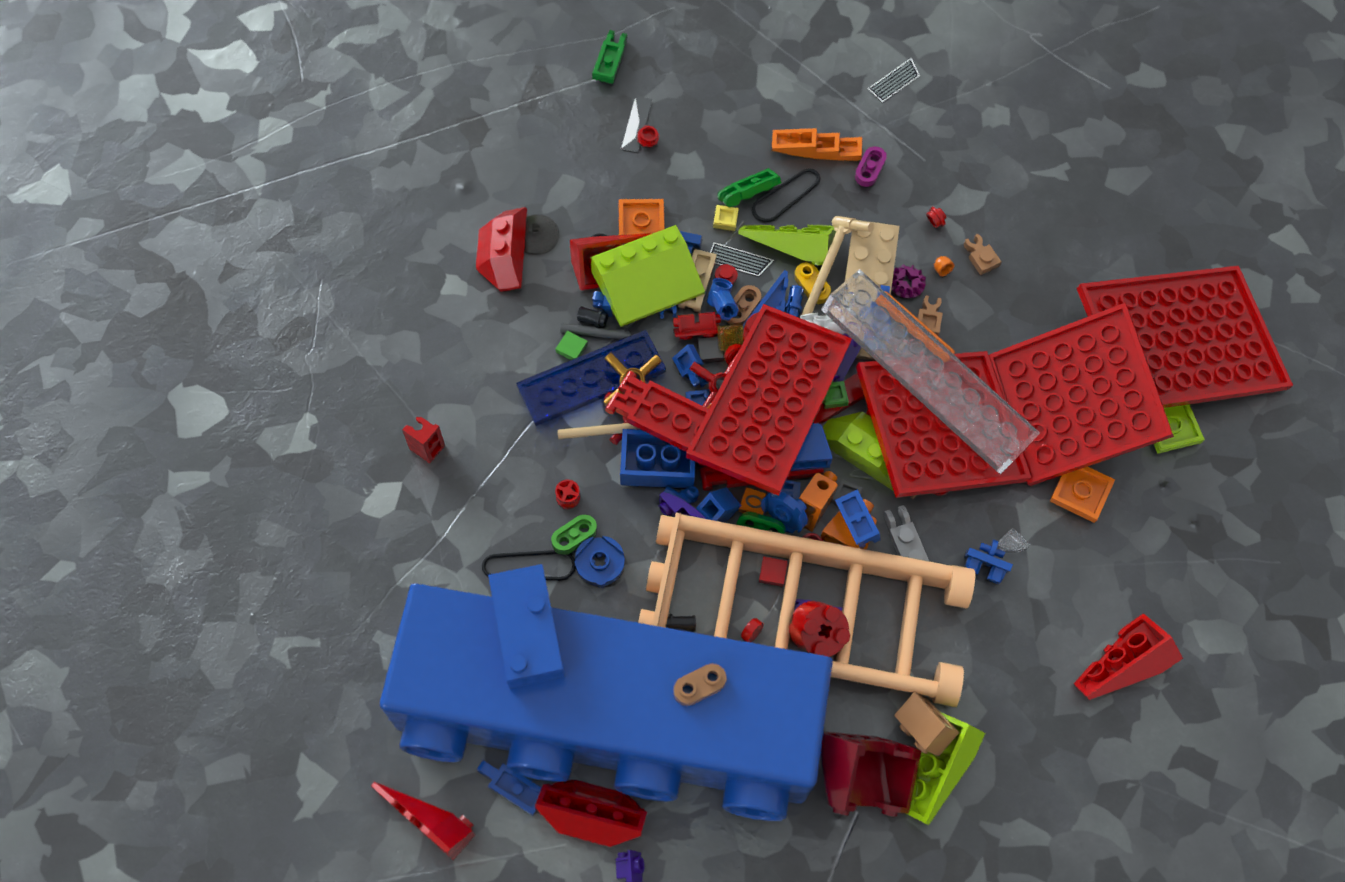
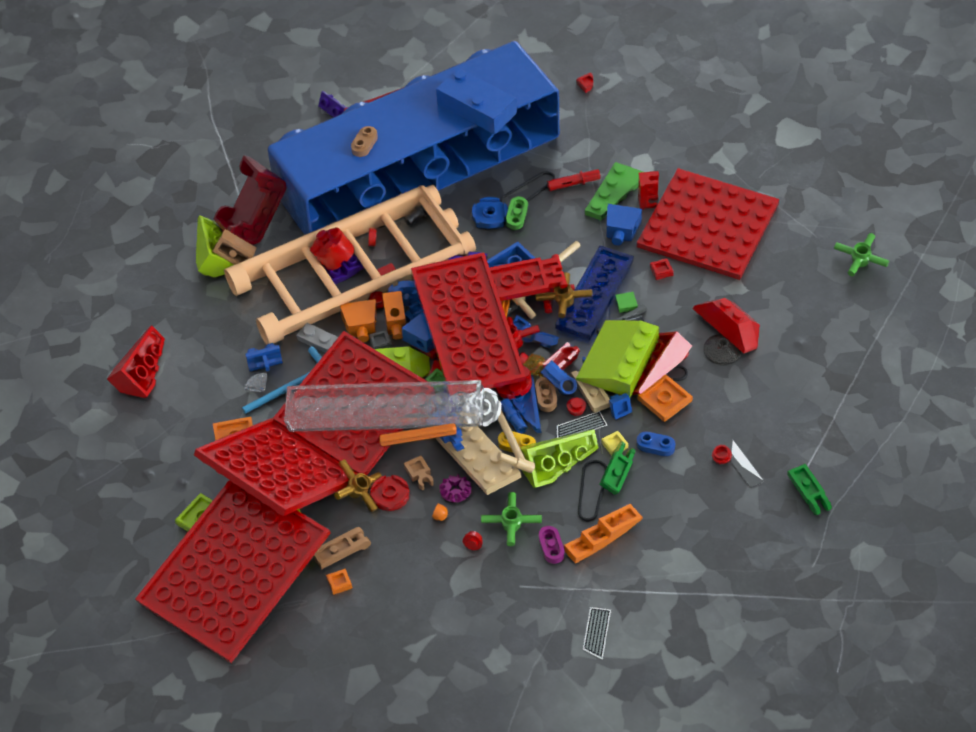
camera: 145 degrees right, 15 degrees down
(316, 224) = (861, 254): none -> bright green bar
(318, 664) = (585, 82): none -> red tile
(400, 368) = (708, 223): none -> red plate
(439, 825) = (447, 54): red wedge -> none
(441, 488) = (613, 189): none -> bright green wing
(474, 531) = (579, 178): none -> red axle
(485, 432) = (622, 223): none -> blue torso
(500, 356) = (661, 269): none -> red tile
(565, 489) = (542, 229): red wheel -> none
(690, 188) = (654, 444): none -> blue plate
(858, 519) = (357, 309): blue hinge -> none
(889, 204) = (511, 519): none -> bright green bar
(933, 505) = (282, 390): none -> dark azure bar
(970, 323) = (390, 492): none -> red tile
(982, 257) = (419, 541): medium nougat plate -> none
(1002, 338) = (357, 485): none -> pearl gold bar
(1056, 298) = (341, 547): none -> medium nougat plate
(1082, 272) = (339, 581): none -> orange tile

